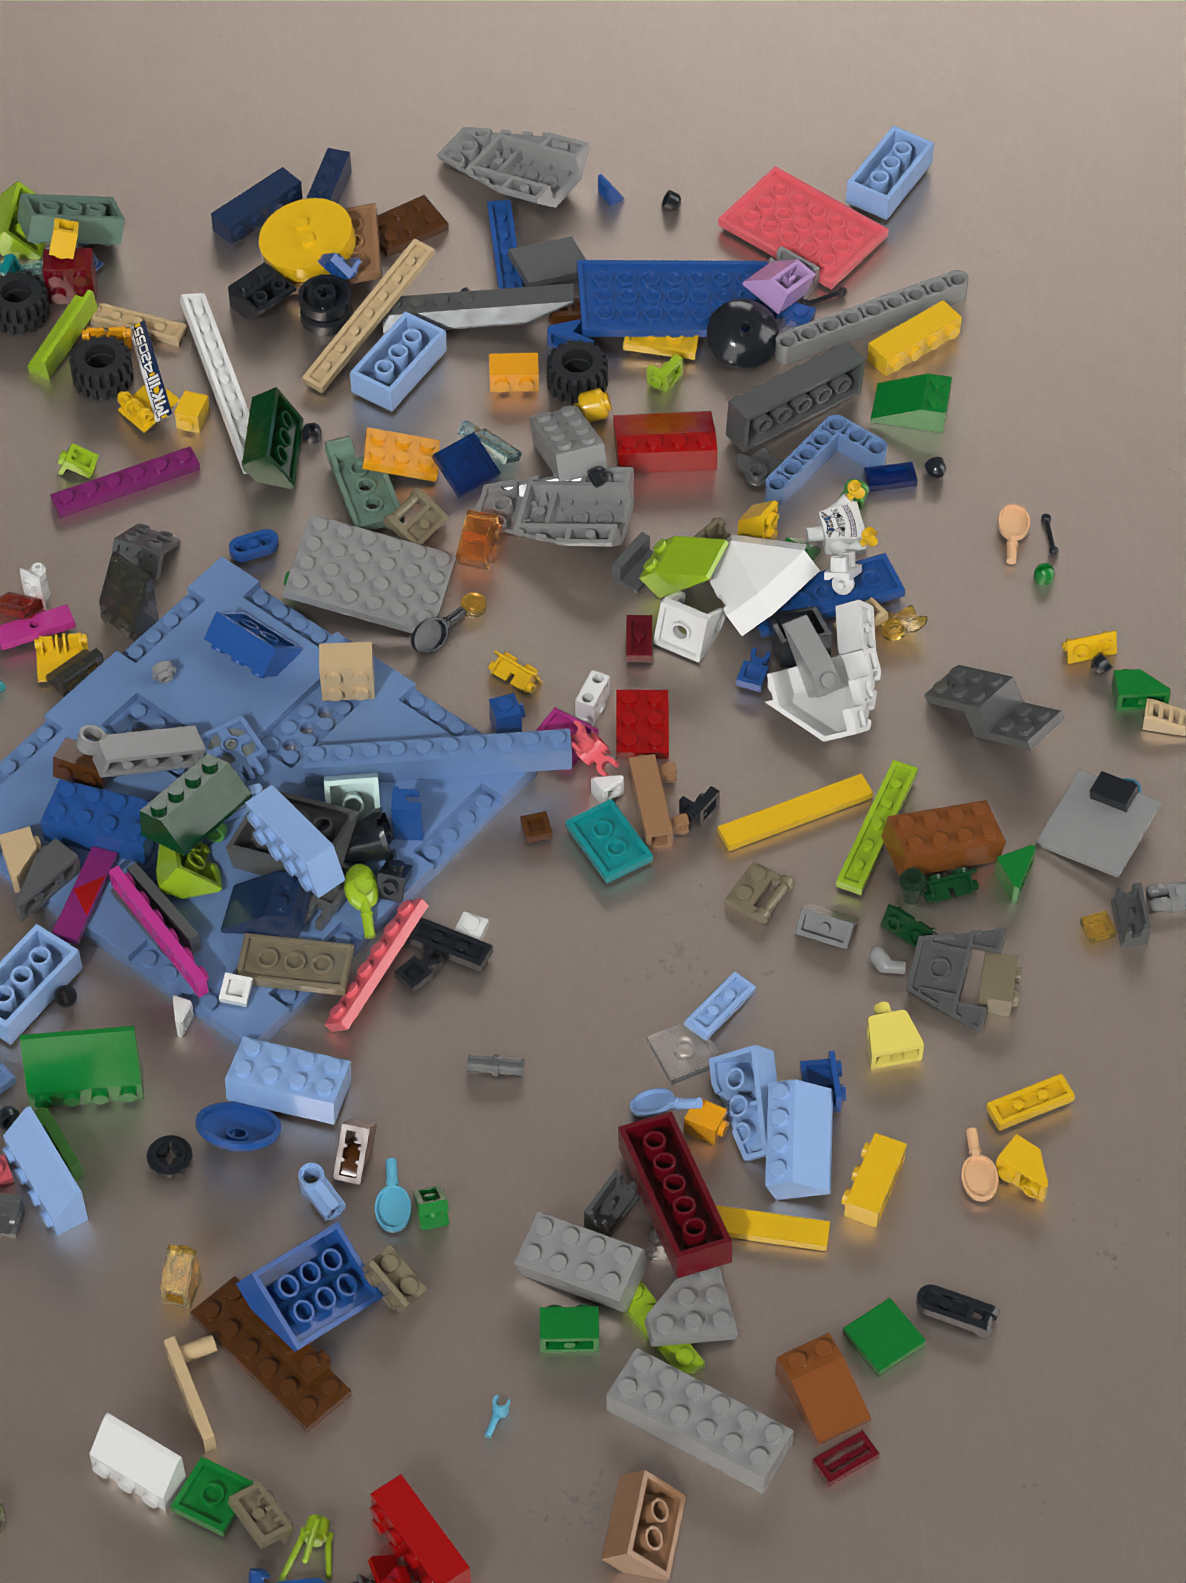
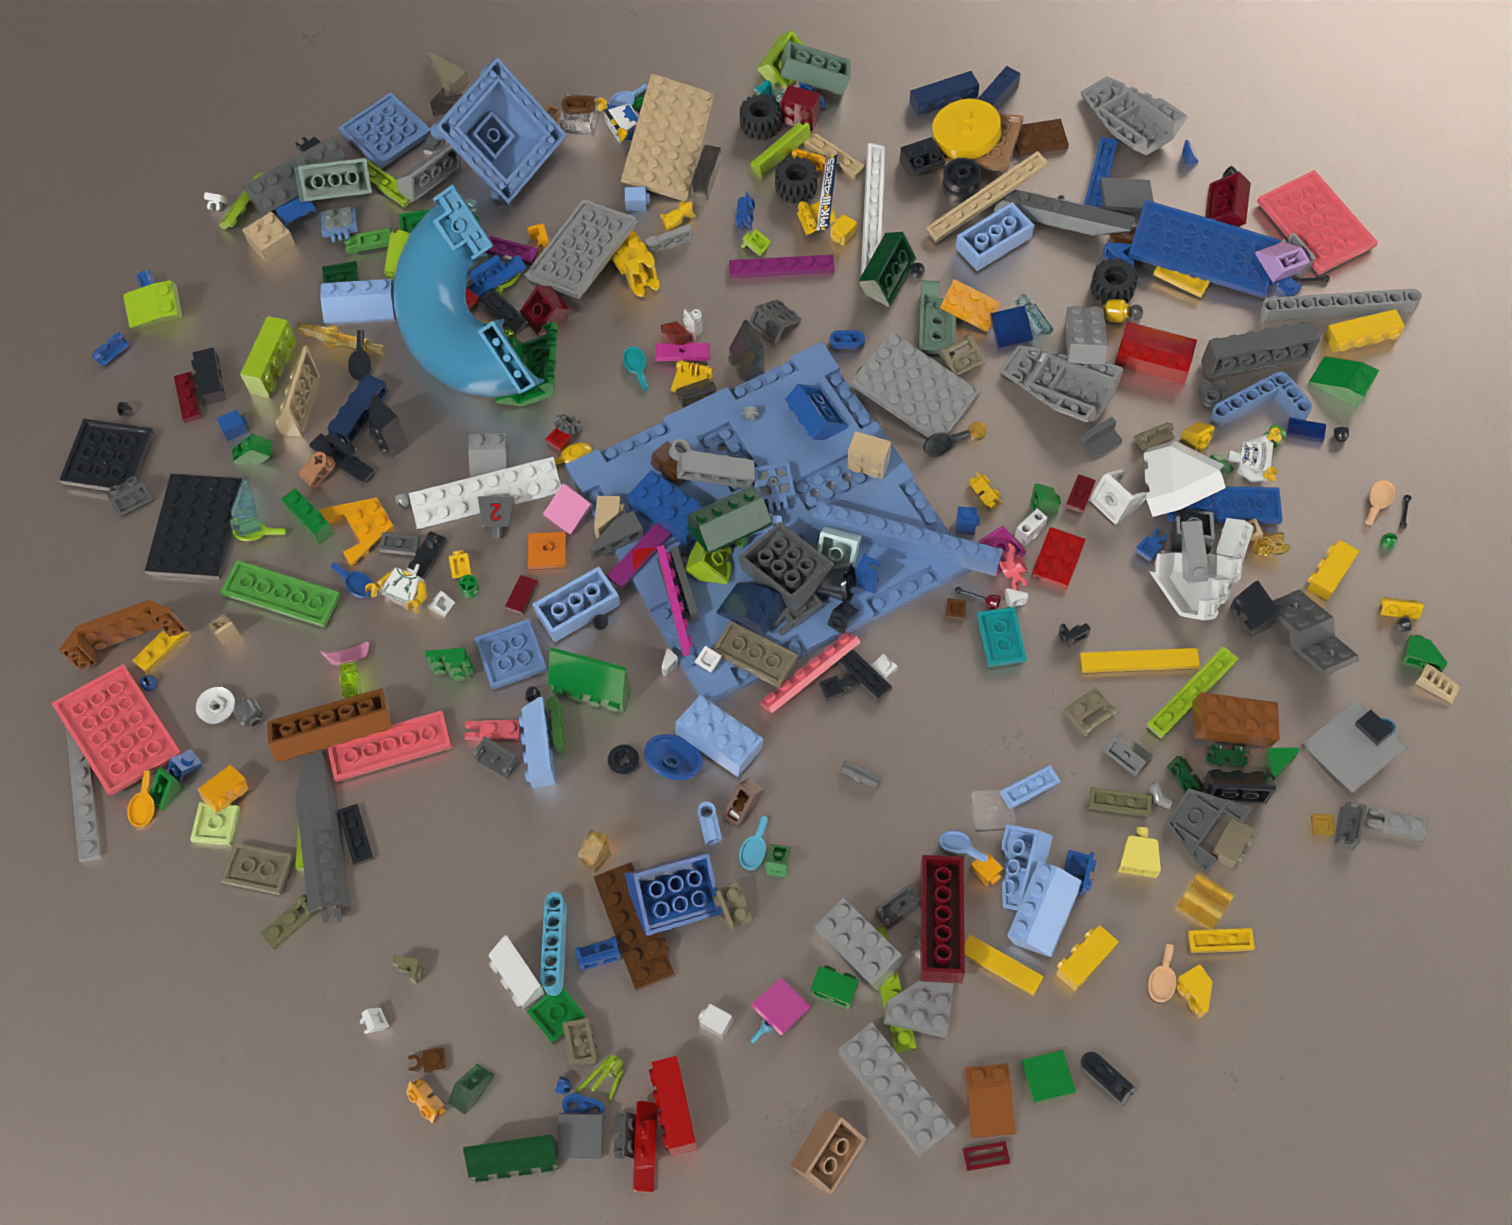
camera: 25 degrees right, 10 degrees up
(44, 423) = (746, 206): none -> blue hinge
(63, 238) = (801, 81): yellow brick -> none
(178, 1357) = (572, 906): tan piece -> none
(178, 1418) = (555, 952): none -> medium azure beam
(238, 1404) = (598, 954): none -> blue hinge
(294, 841) = (779, 573): light blue brick -> none
(338, 266) = (979, 156): blue bracket -> none
(362, 894) = (817, 620): lime piece -> none
(430, 1425) = (715, 1020): none -> white brick
(478, 540) = (997, 385): clear orange brick -> none
(509, 1377) = (781, 1006): none -> dark pink tile
(513, 372) = (1070, 268): light orange brick -> none
(579, 802) = (992, 601): none -> hinge
(596, 477) = (1094, 367): black hinge -> none
(596, 656) = (1045, 499): none -> green slope
(619, 401) = (1135, 312): none -> dark grey hinge
(651, 803) = (1040, 620): medium nougat brick -> none
(666, 376) = (1175, 304): lime bracket -> none
(681, 563) = (1130, 450): lime slope -> none
(682, 231) = (1229, 199): none -> dark red slope
(739, 348) = (1232, 298): black dish -> none
(840, 985) = (1120, 802): none -> olive plate
(843, 572) = (1242, 493): white hips -> none
(889, 172) = (1395, 199): light blue brick -> none
(912, 885) = (1199, 746): clear green cone -> none
(914, 702) = (1254, 609): none -> black slope
(985, 912) = (1240, 786): none -> black slope
(989, 628) = (1332, 569): none -> yellow brick
(992, 1063) = (1205, 901): none -> clear yellow slope

